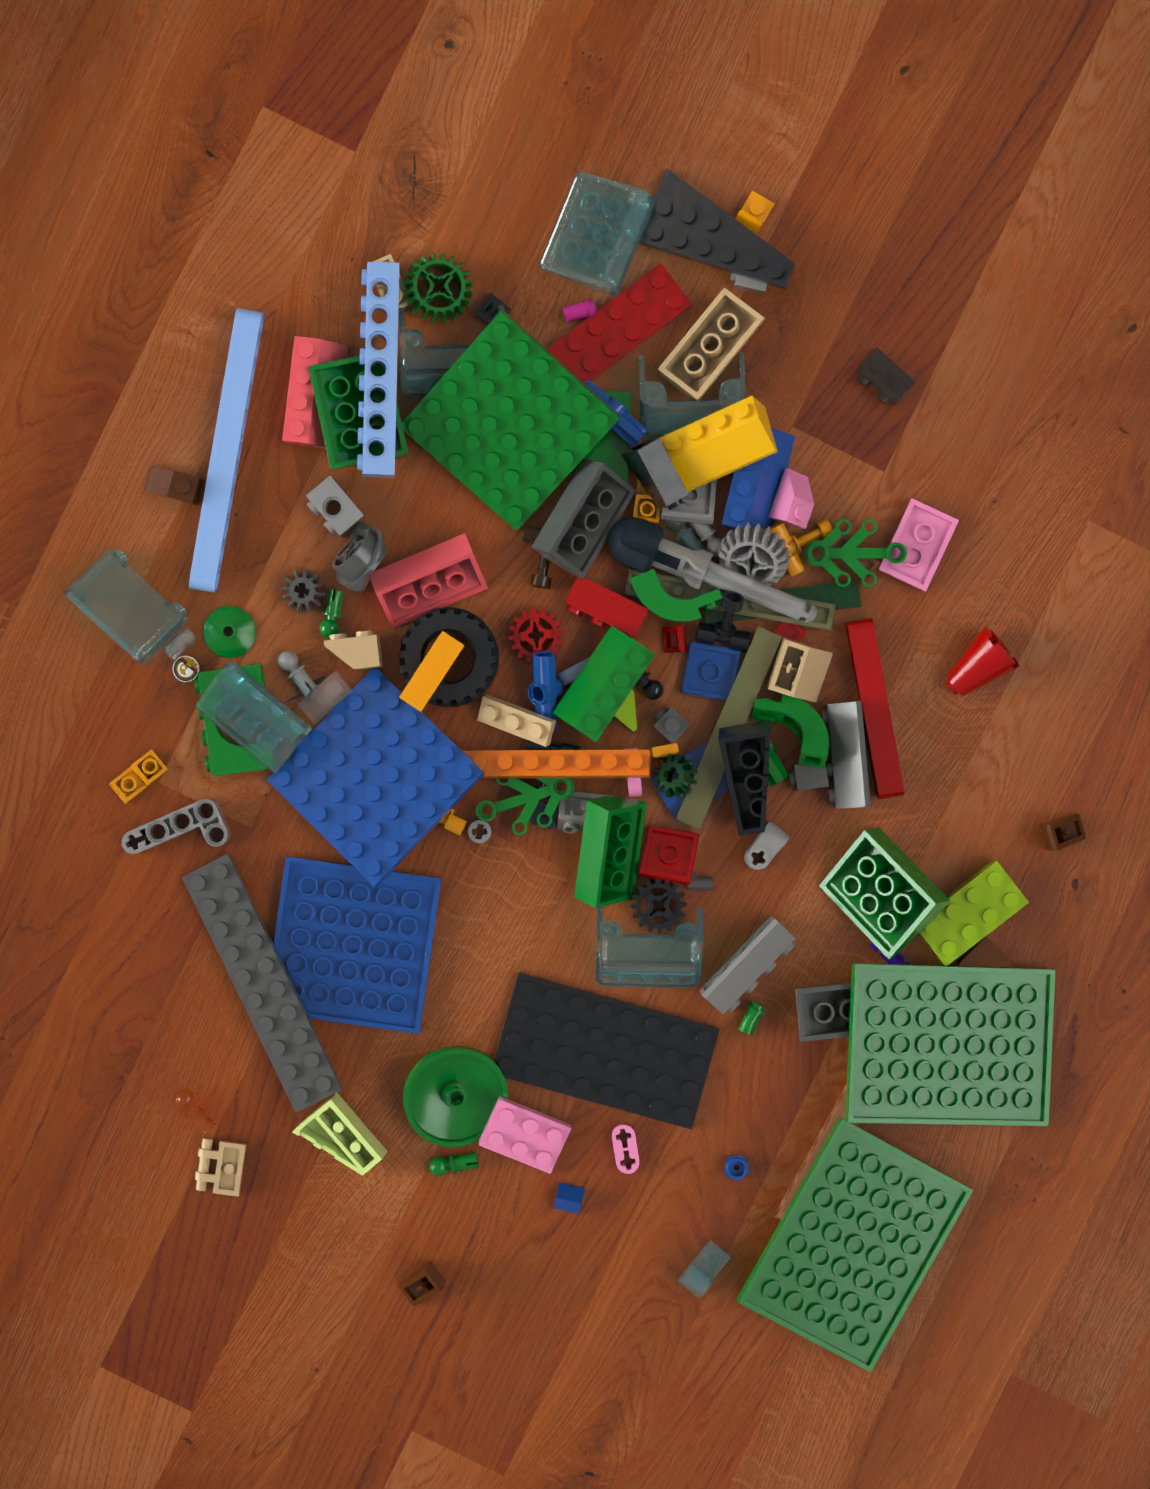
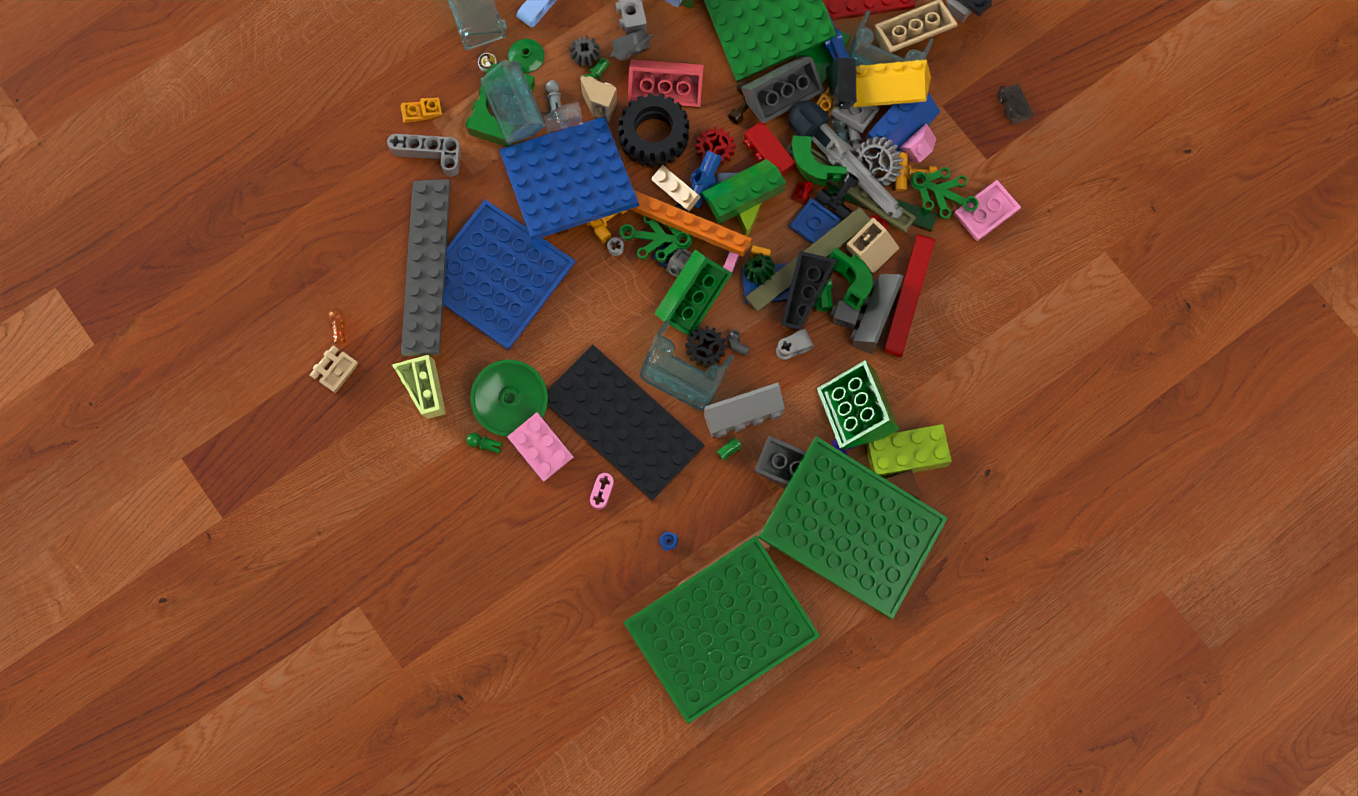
camera: 30 degrees right, 15 degrees down
(180, 643) = (492, 45): clear pin -> none
(422, 1284) = (420, 510): reddish brown slope -> none
(431, 671) = (639, 125): light orange tile -> none
(569, 1198) = (546, 504): blue slope -> none
(652, 688) = (772, 214): black pin -> none
(669, 854) = (729, 318): red tile -> none
(670, 724) = (772, 239): dark grey brick -> none
(704, 1269) = (610, 596): clear light blue plate -> none
(981, 664) = (992, 299): red cone -> none
(1063, 832) = (995, 432): reddish brown slope -> none

